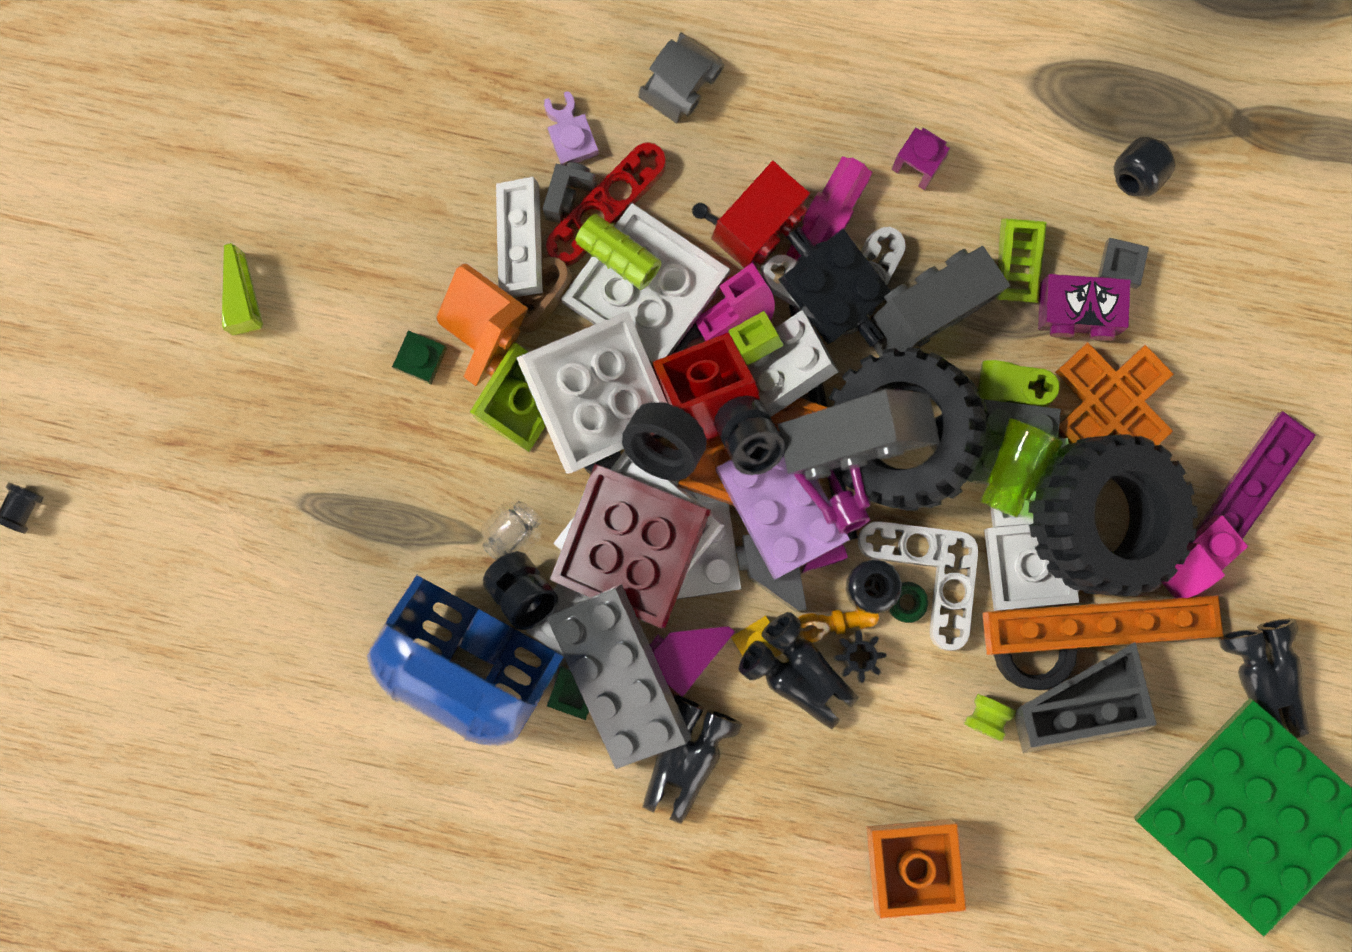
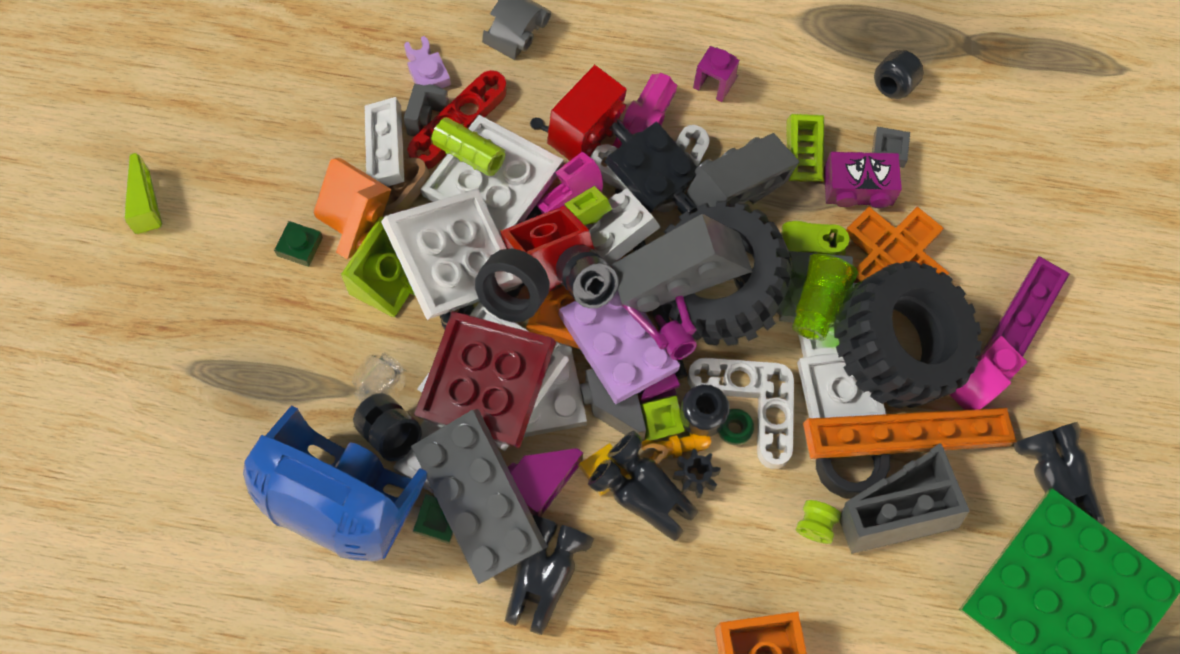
camera: 10 degrees left, 15 degrees down
(825, 590) = (662, 417): none -> lime plate

